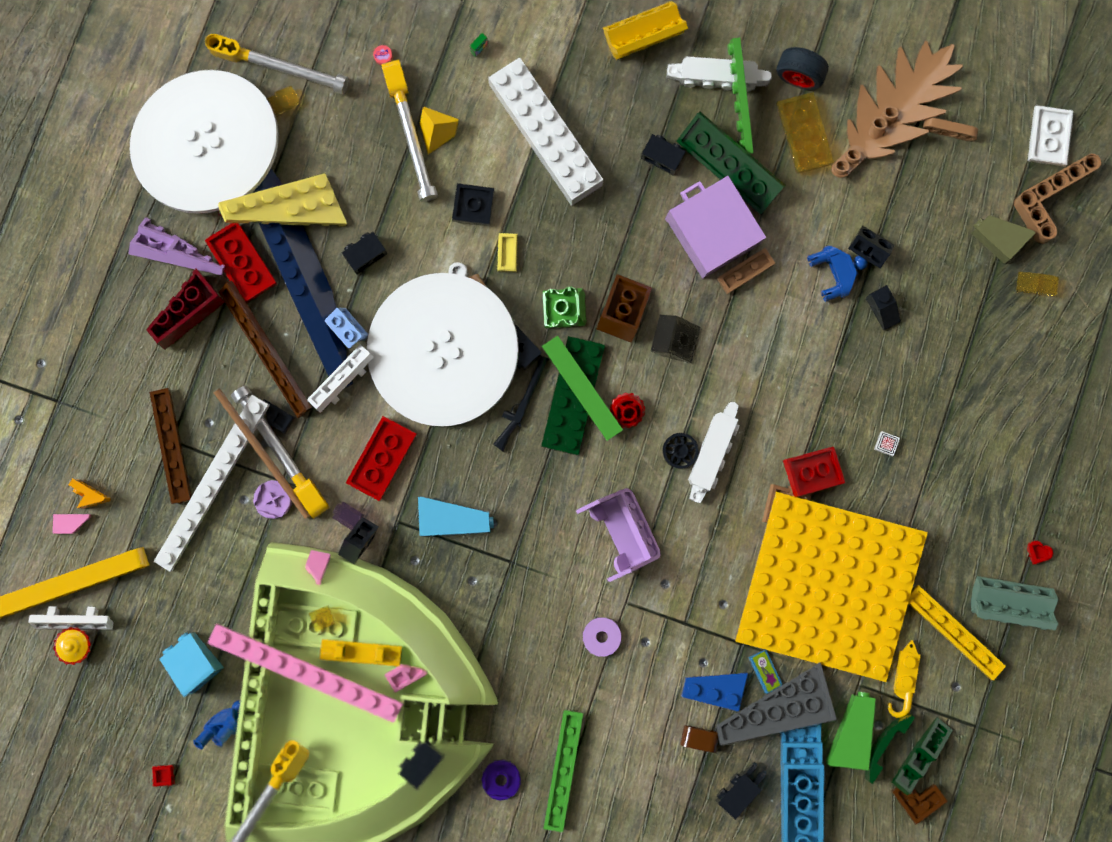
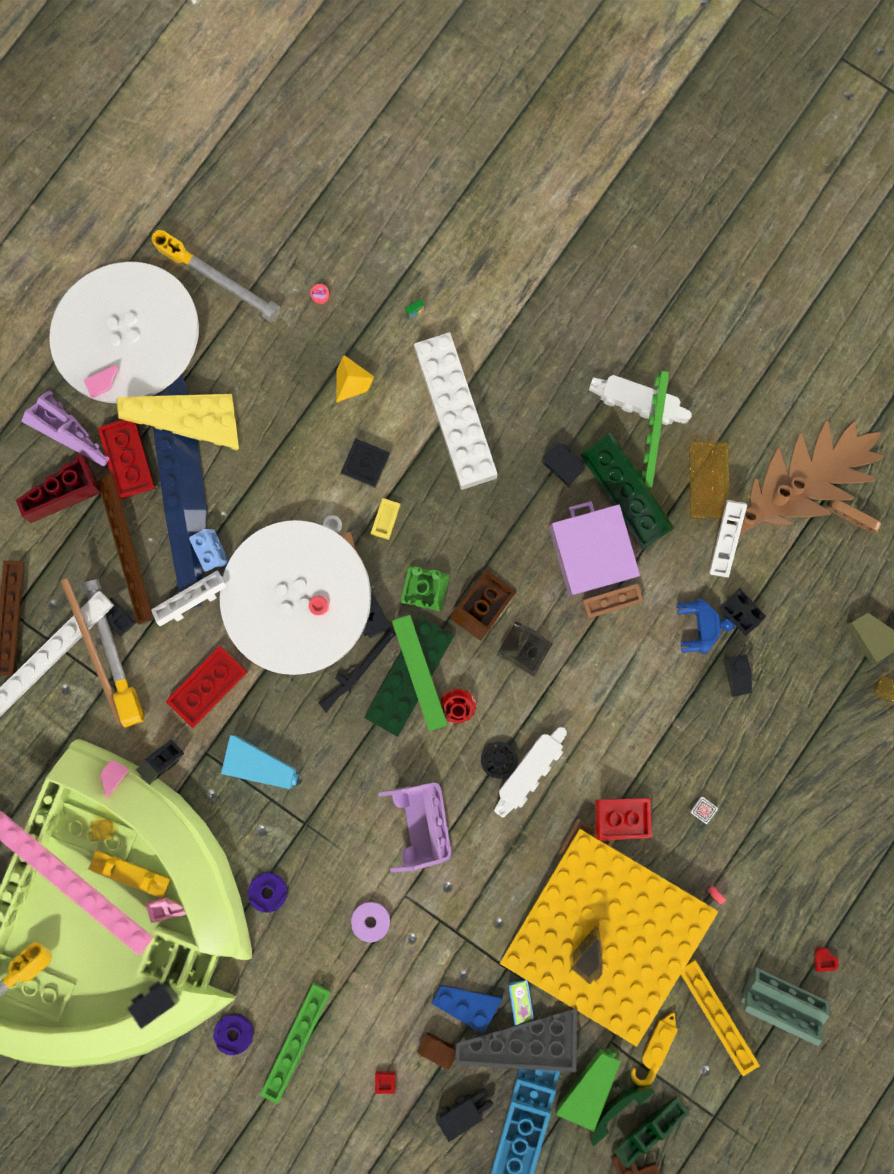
camera: 20 degrees right, 0 degrees up
(197, 193) = (101, 381): none -> bright pink tile
(271, 500) = (90, 697): lavender tile -> none
(283, 100) = (211, 312): clear yellow slope -> none
(347, 515) = (158, 733): clear purple brick -> none
(364, 252) = (247, 481): black brick -> none
(398, 88) = (324, 330): flat silver piece -> none
(468, 350) = (318, 605): none -> coral tile
(495, 625) = (256, 895): none -> dark purple tile
(644, 30) = (580, 337): yellow brick -> none
(658, 783) = (385, 1082): none -> red tile
(802, 68) = (723, 417): black wheel -> none
(819, 607) = (587, 957): none -> clear smoke slope
(838, 181) = (727, 538): none -> white hinge
(921, 519) = (714, 892): none -> coral tile

